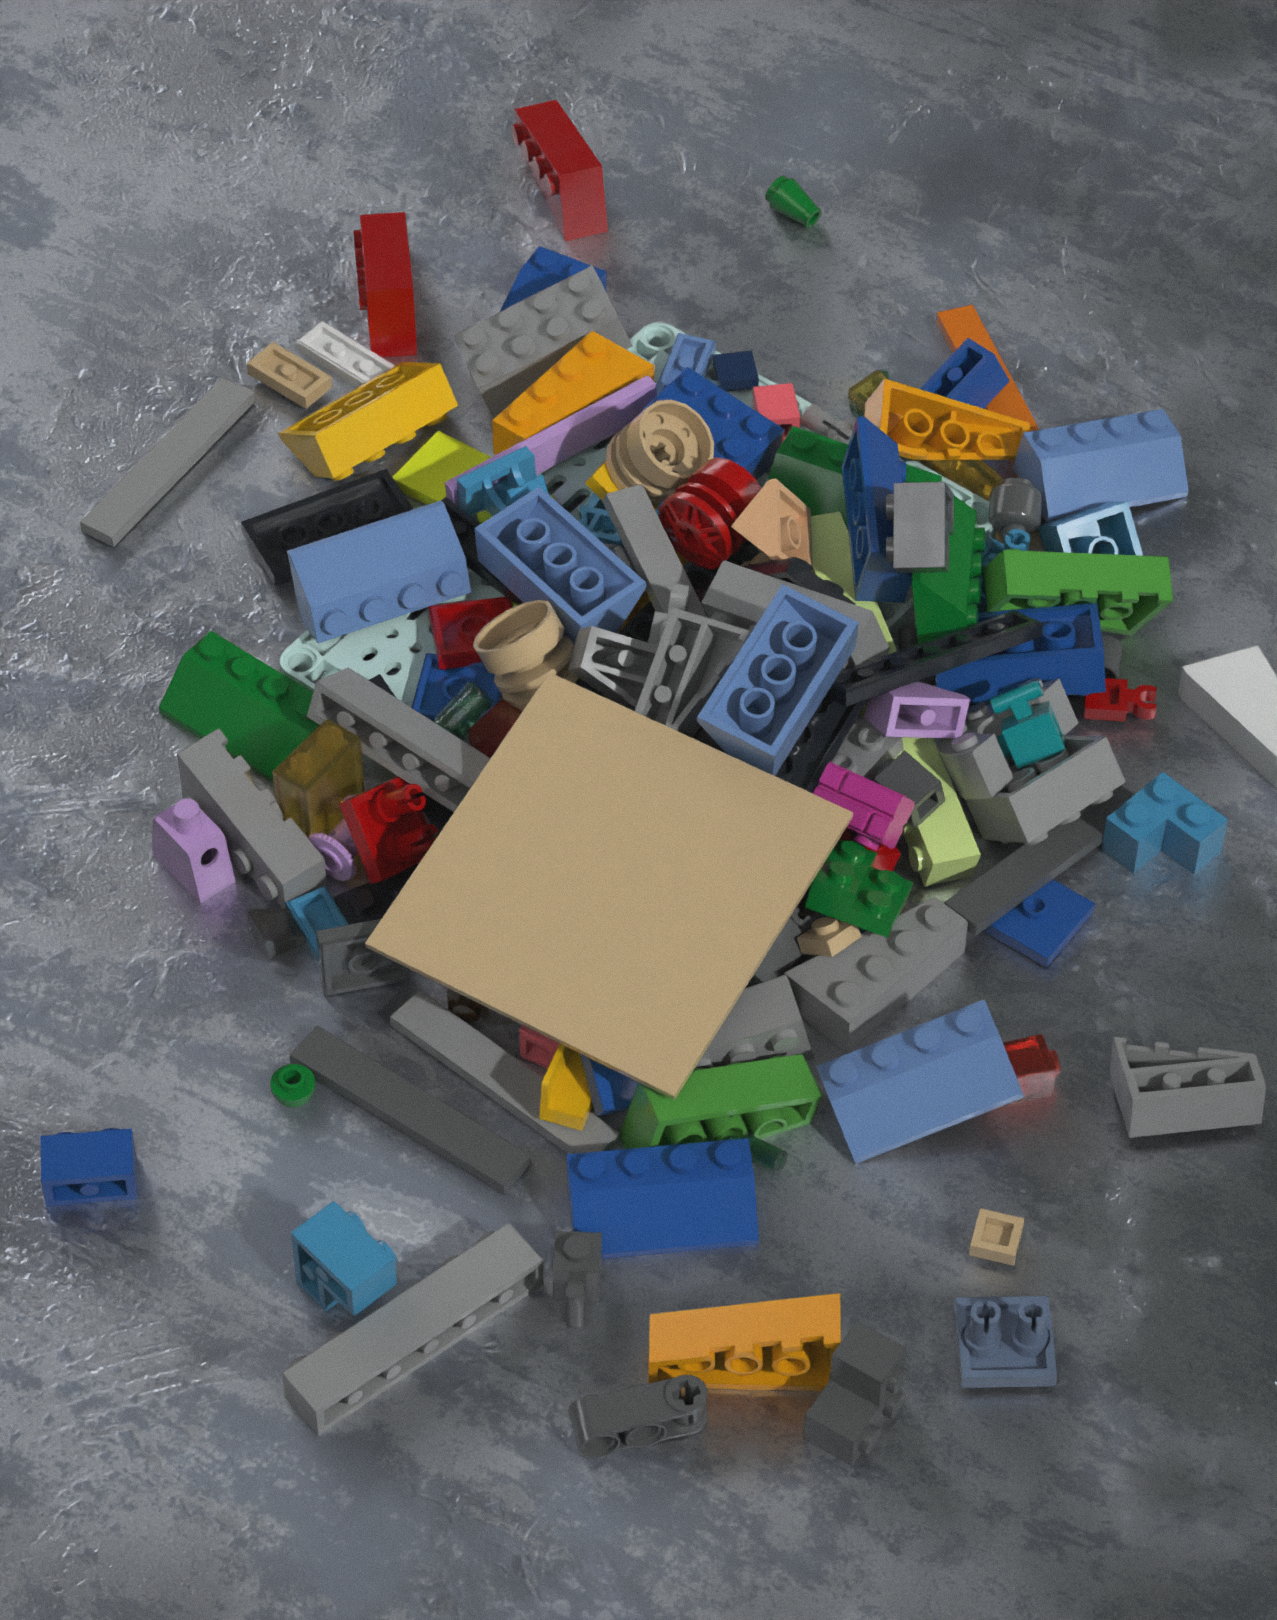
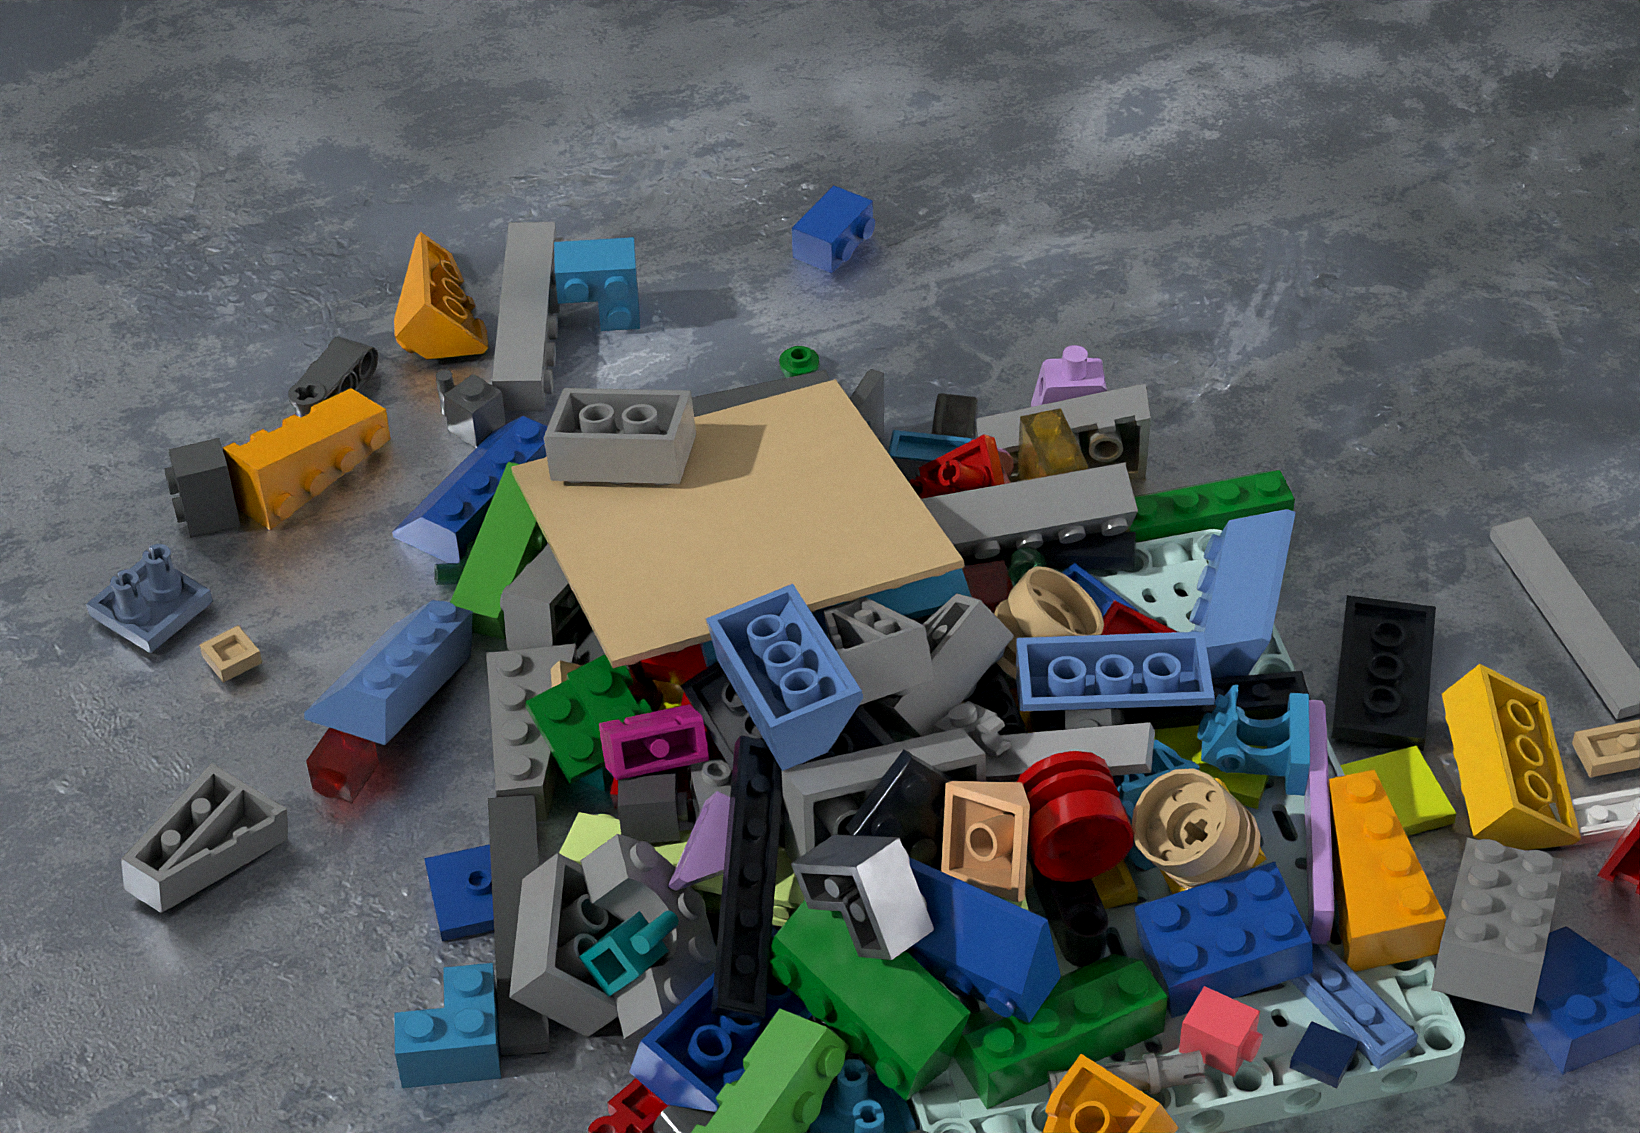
camera: 130 degrees right, 5 degrees down
(483, 1394) = (433, 309): none -> light orange wedge
(601, 991) = (620, 436): none -> light grey brick

